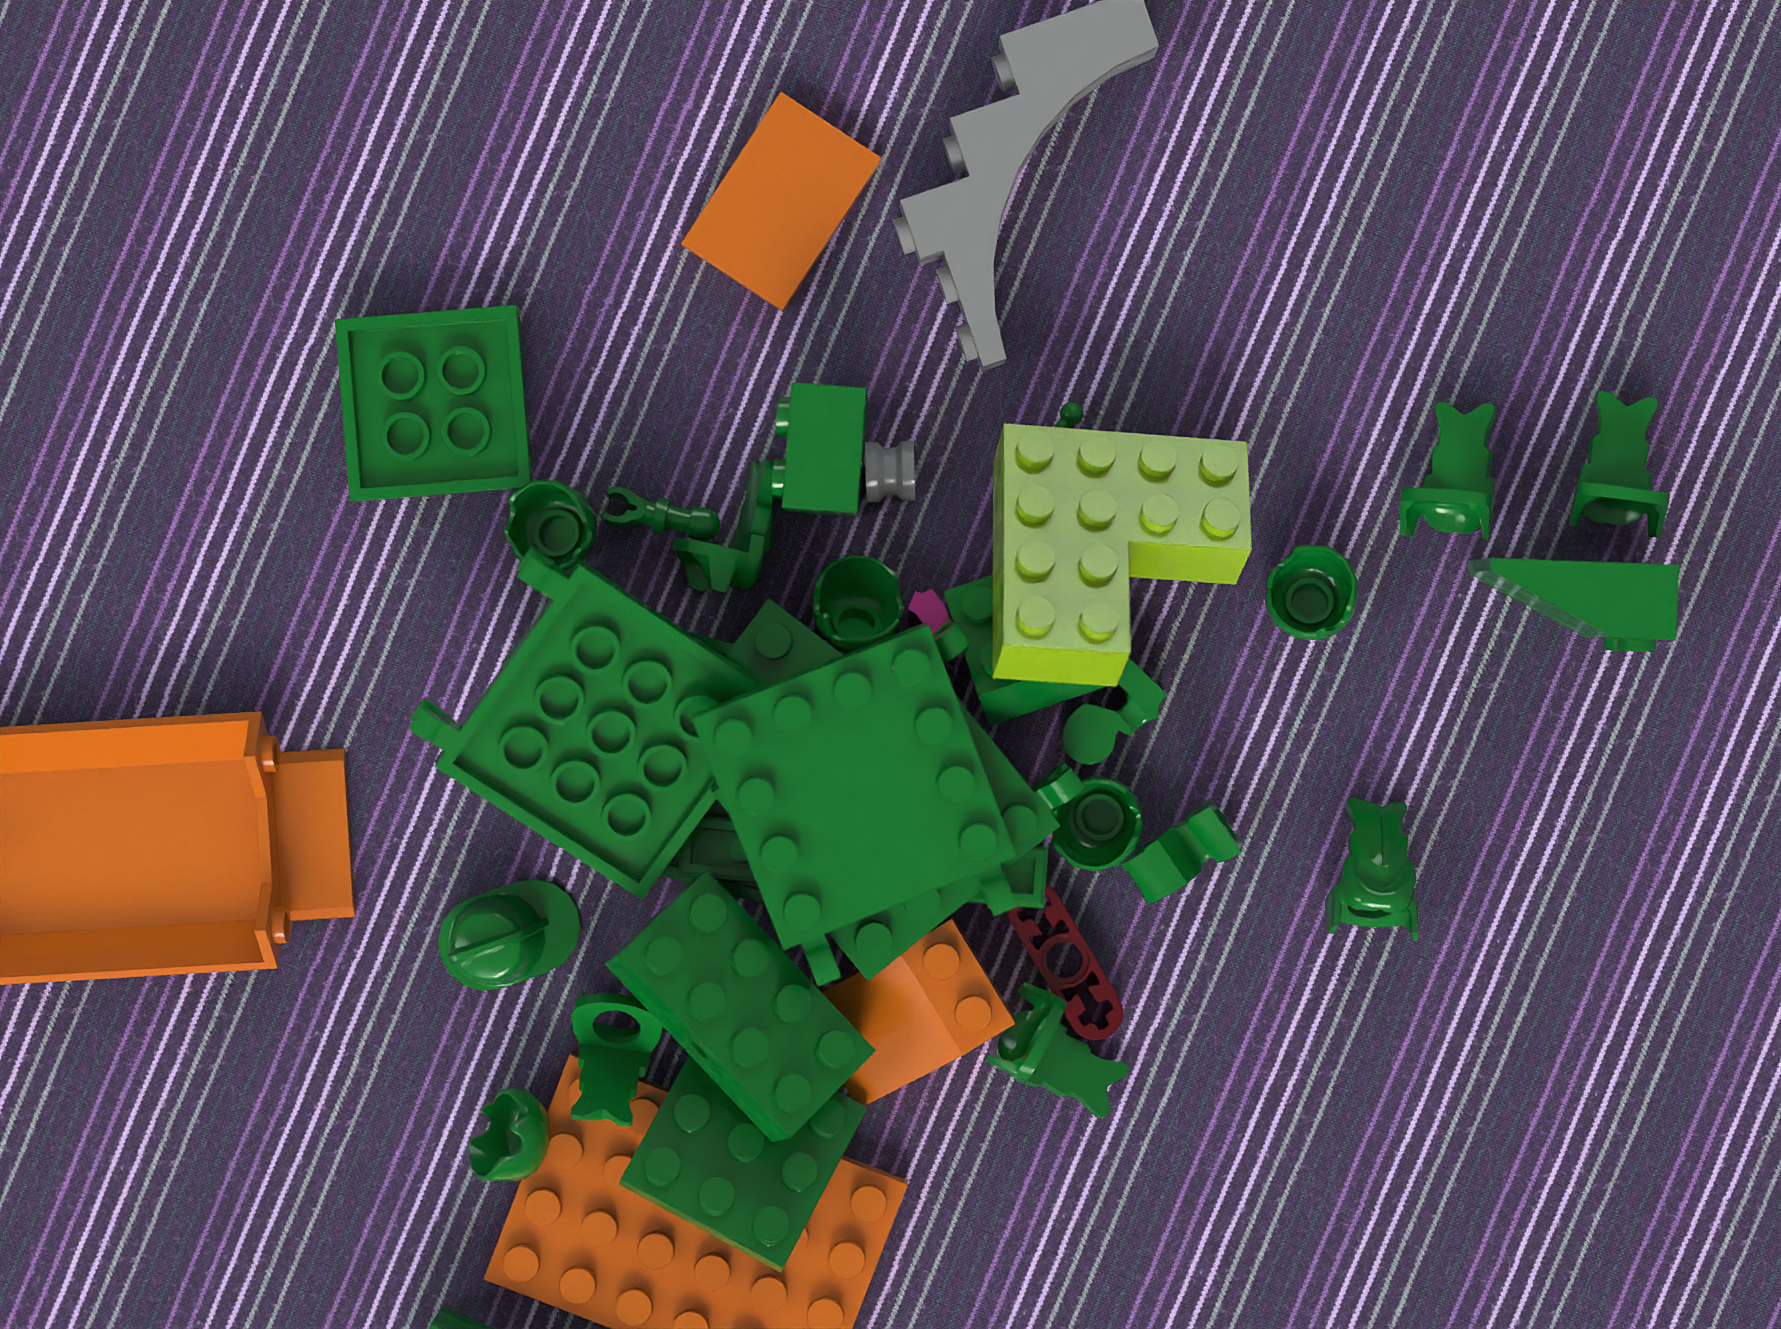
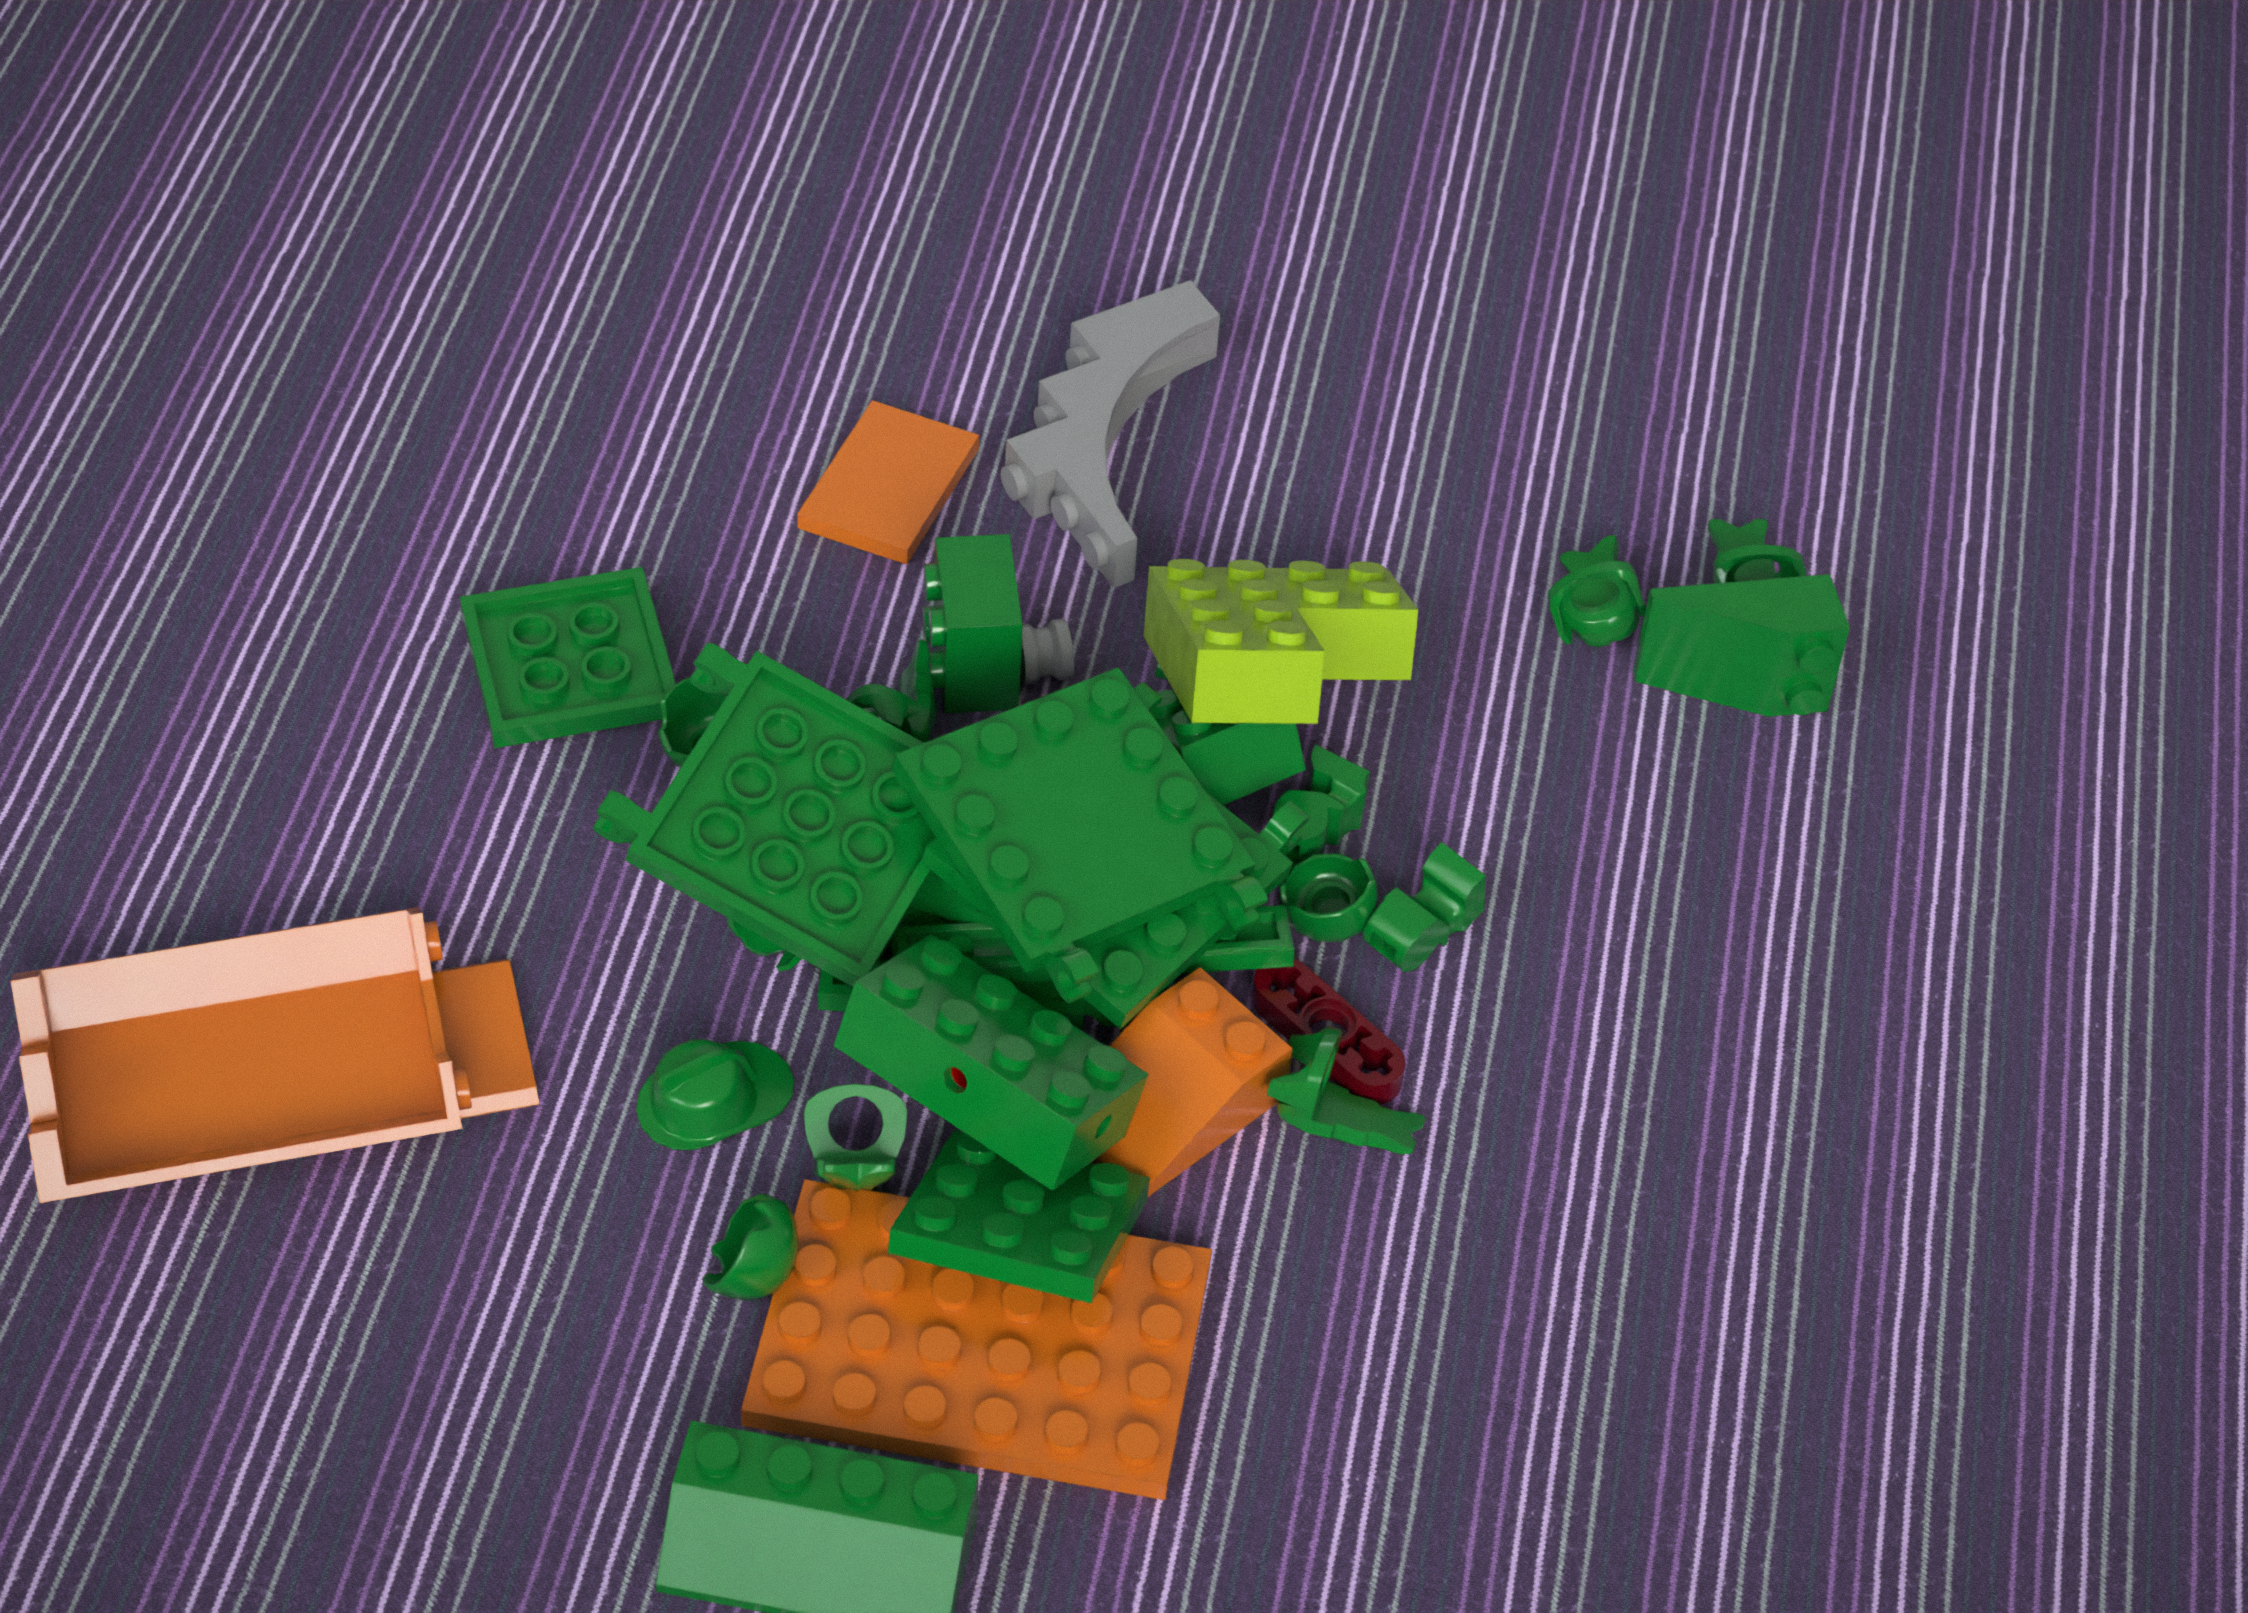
camera: 15 degrees left, 40 degrees down
(1312, 592) = (1490, 687): green hair -> none
(1376, 875) = (1627, 883): green hair -> none

